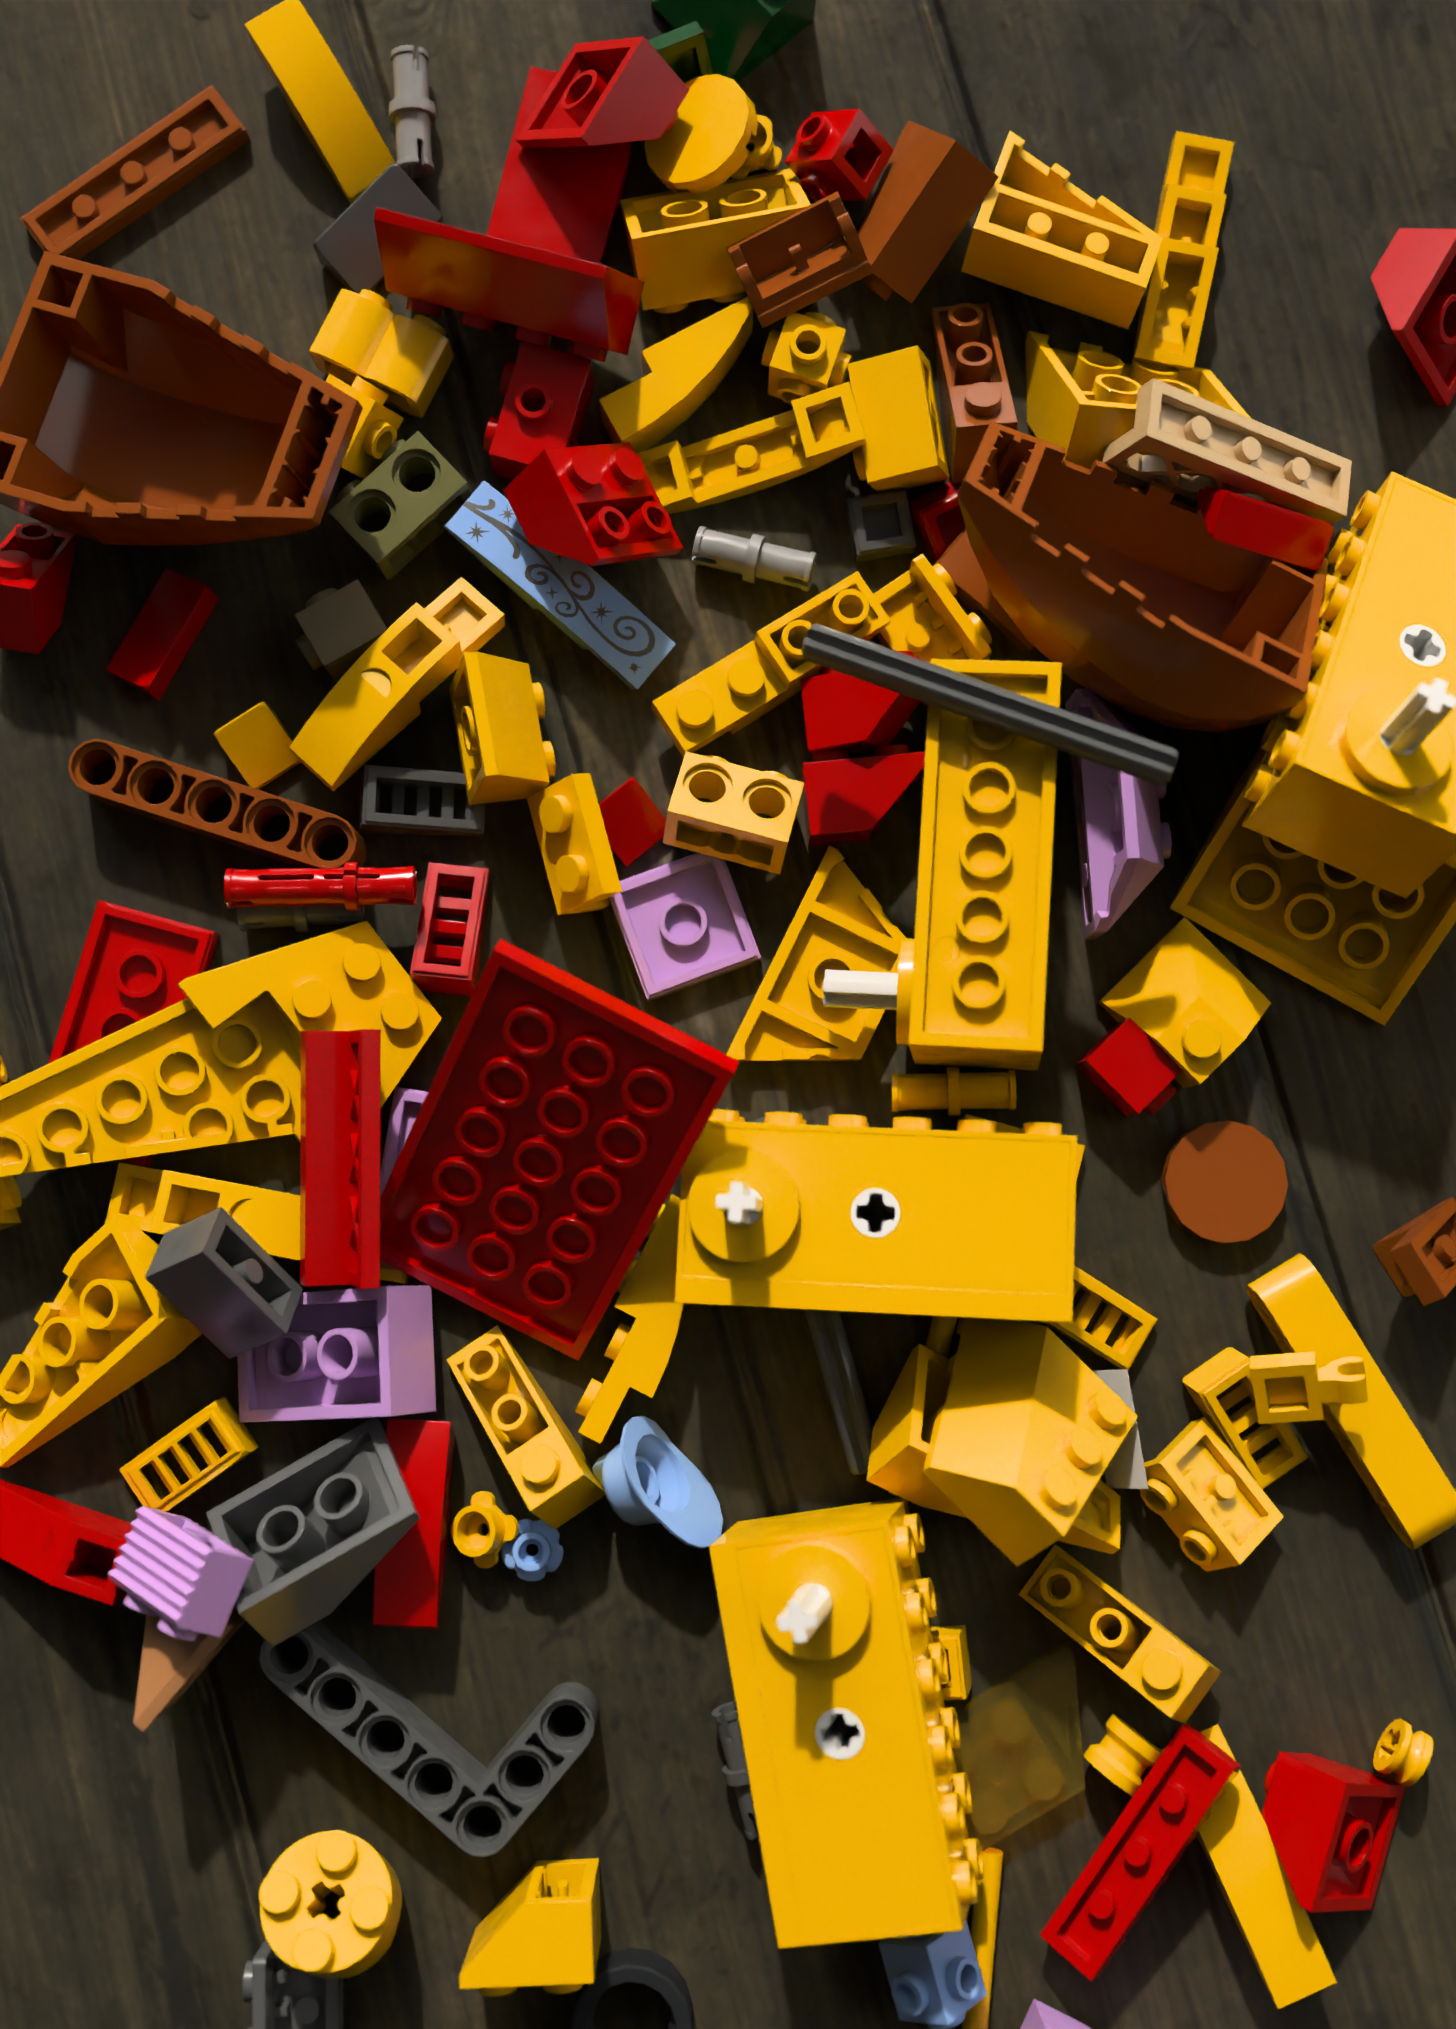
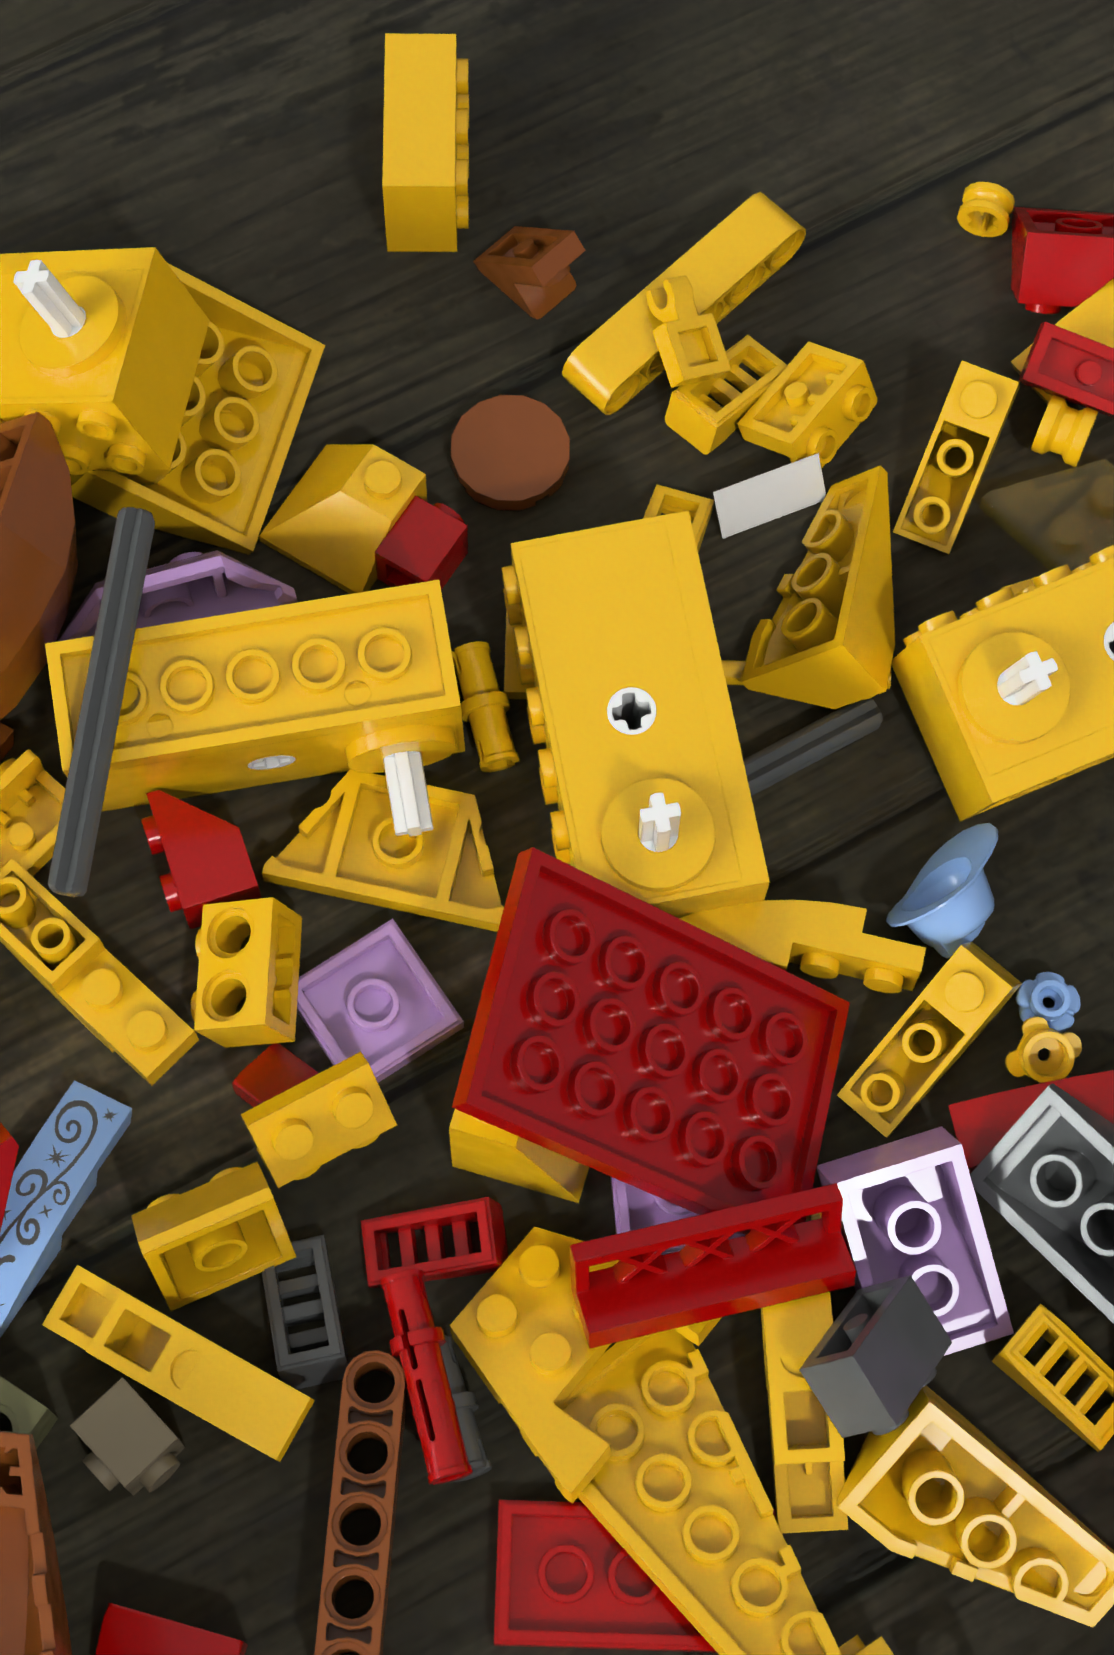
camera: 105 degrees left, 15 degrees down
(257, 745) = (279, 1505): yellow slope -> none
(851, 712) = (120, 882): red slope -> none
(1022, 1433) = (805, 555): yellow wedge -> none

